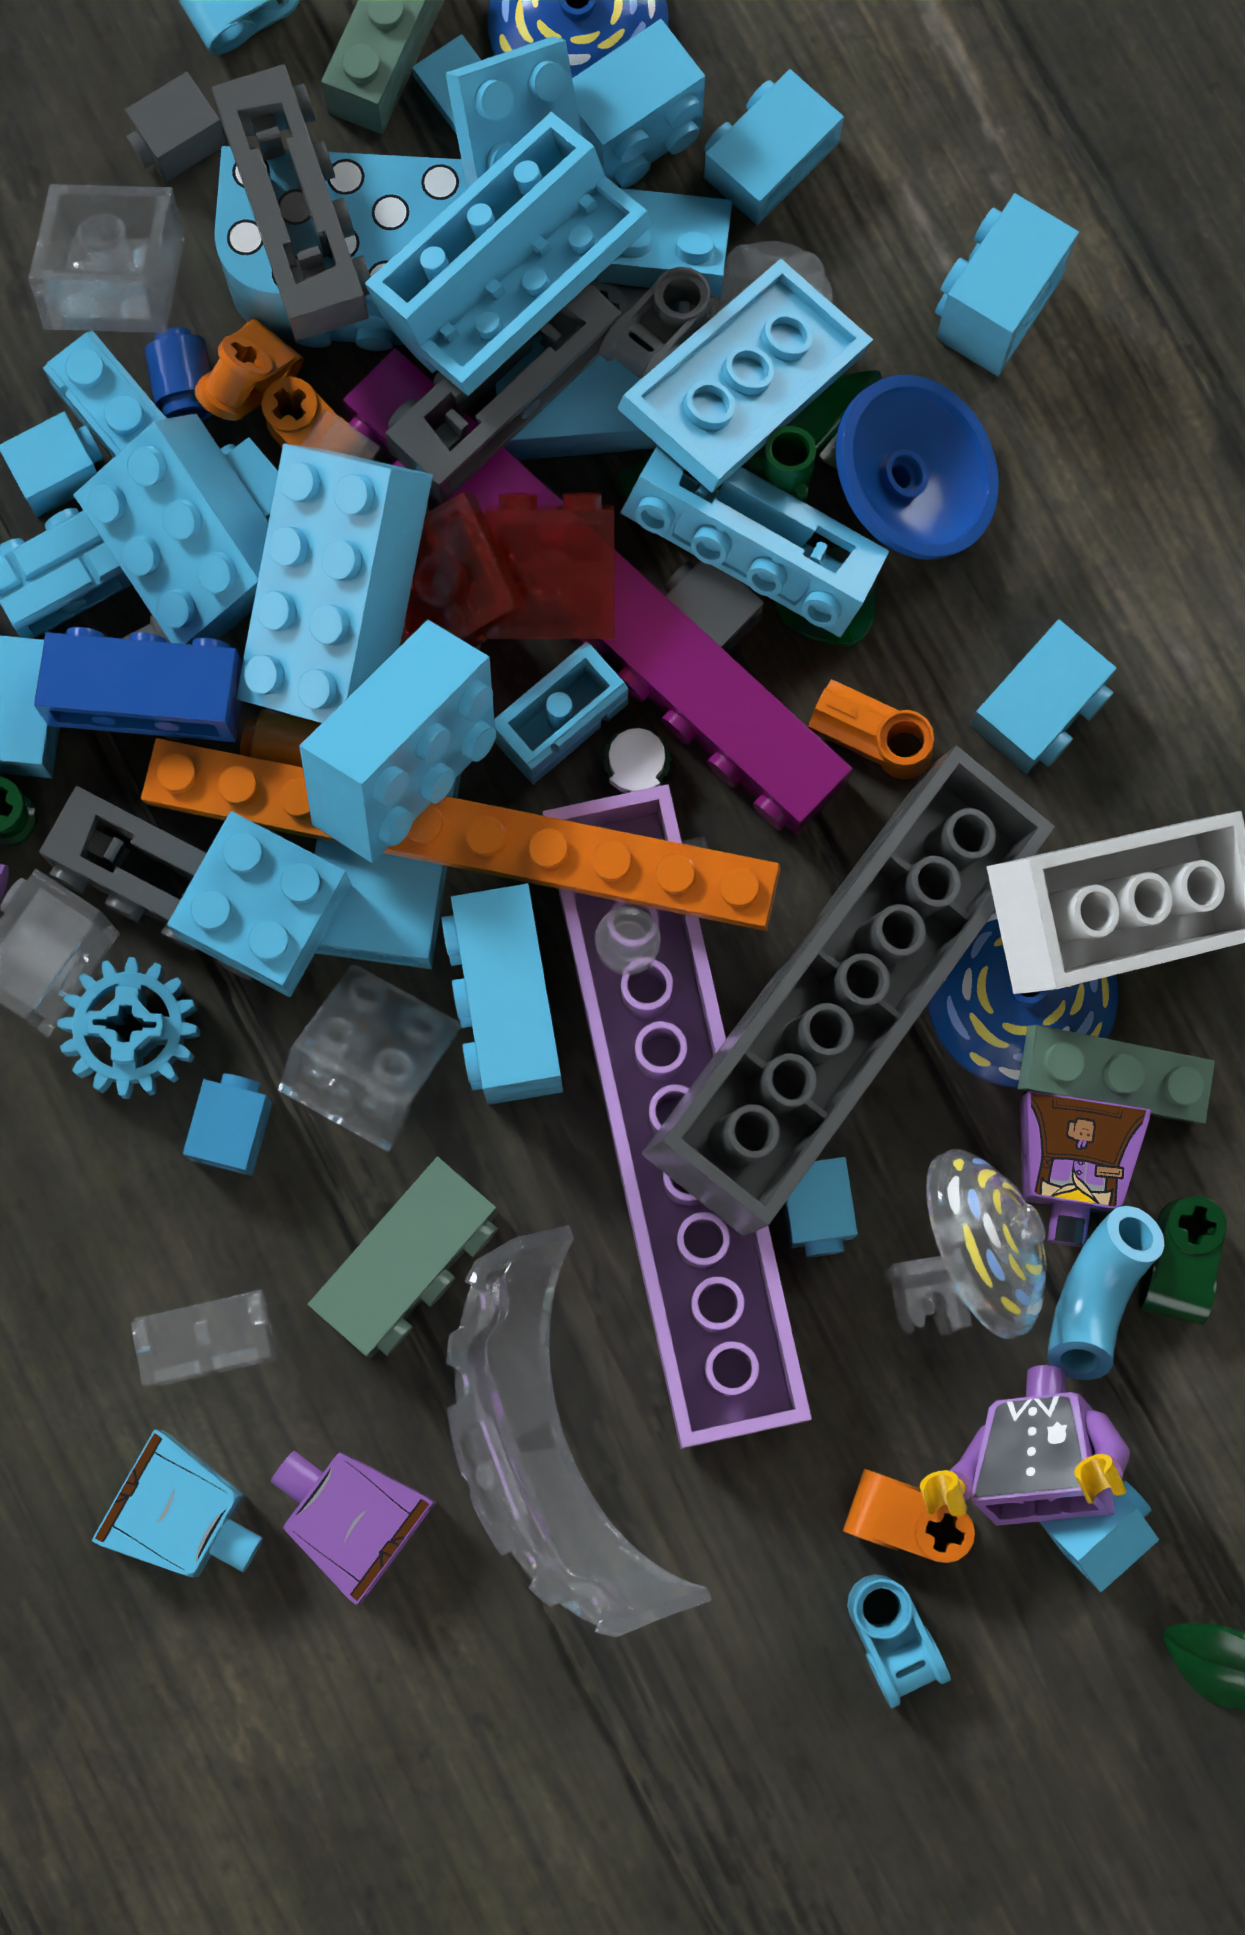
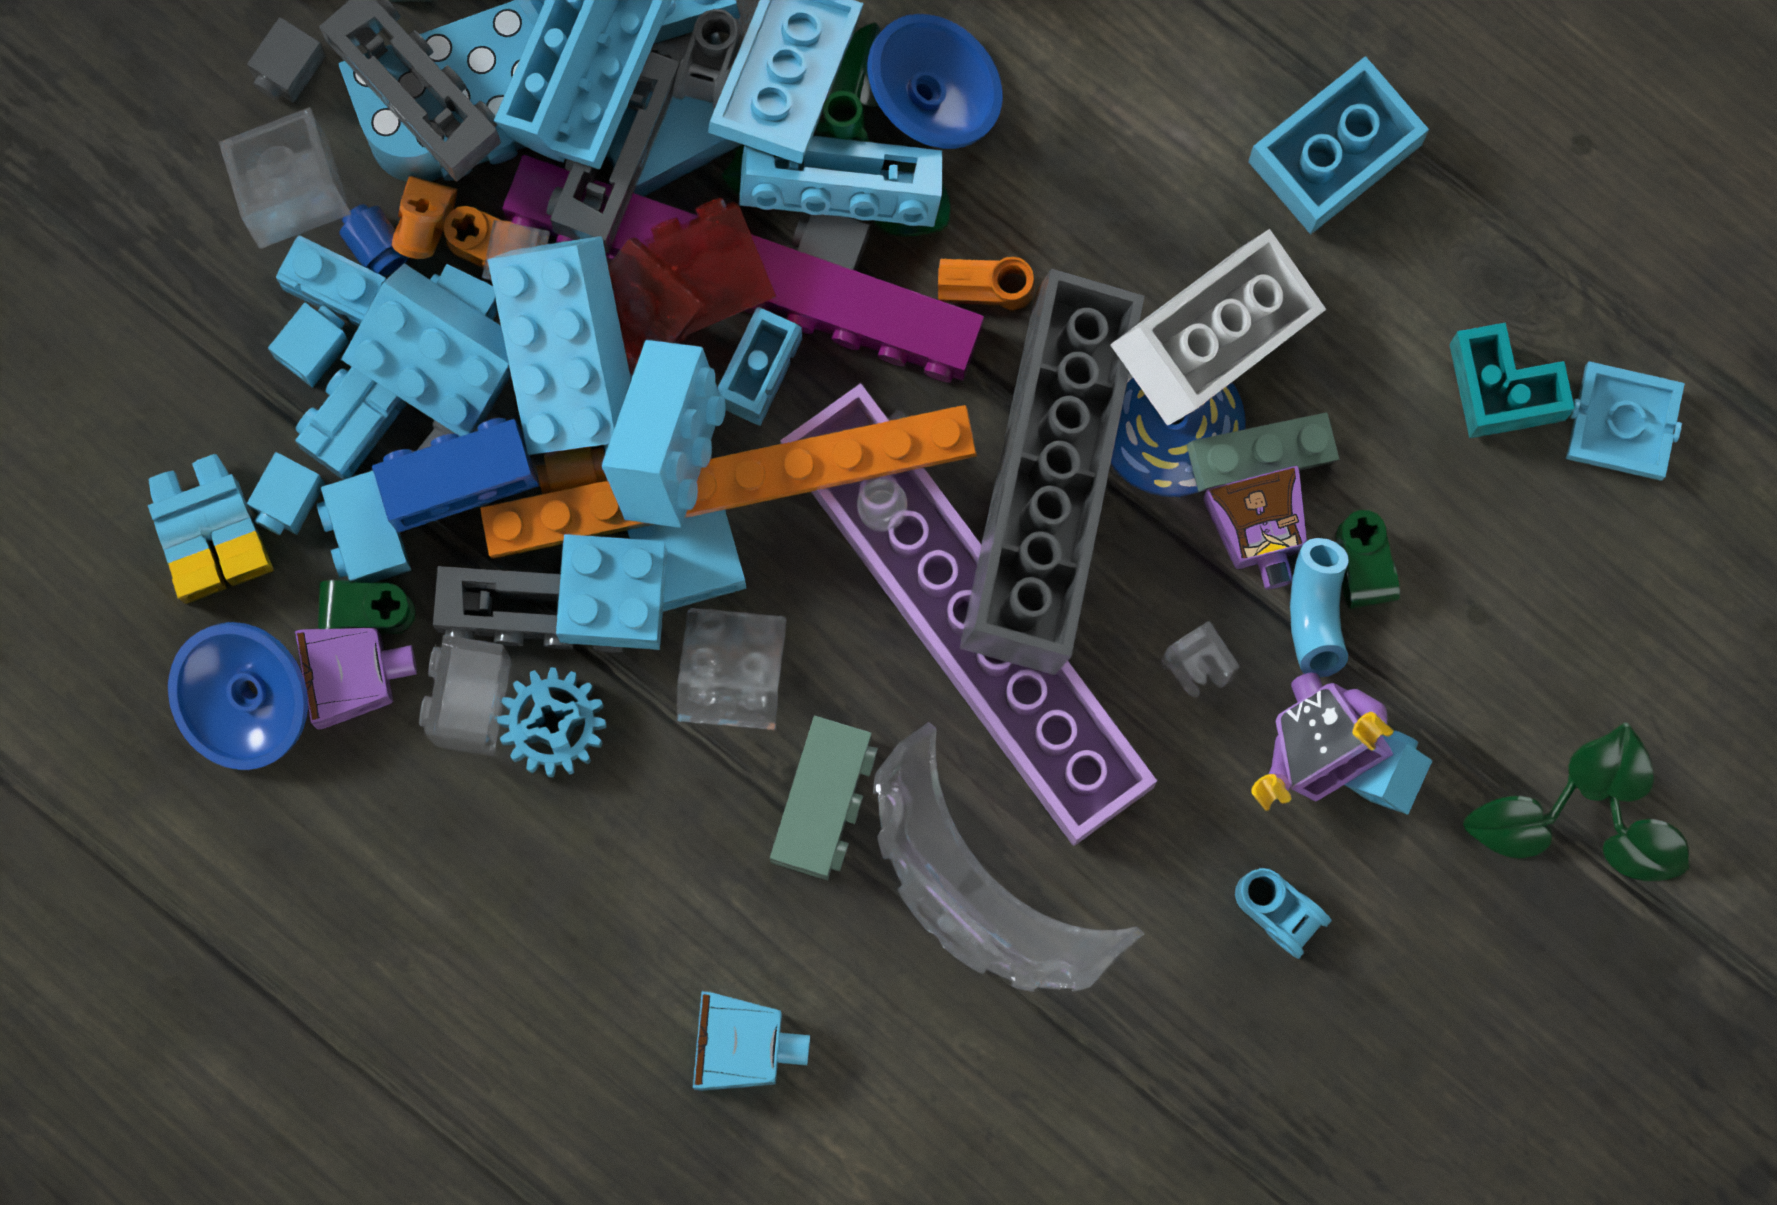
camera: 25 degrees left, 0 degrees up
(203, 1339) = (705, 917): clear hinge -> none
(228, 1124) = (654, 759): dark azure brick -> none
(350, 1518) = (865, 994): medium lavender torso -> none
(502, 995) = (810, 582): medium azure brick -> none
(636, 760) = (826, 377): white piece -> none
(821, 1209) = (1099, 636): medium azure brick -> none
(897, 1518) = (1244, 824): orange piece -> none
(988, 1241) = (1225, 604): clear dish -> none
(1044, 697) = (1095, 207): medium azure brick -> none

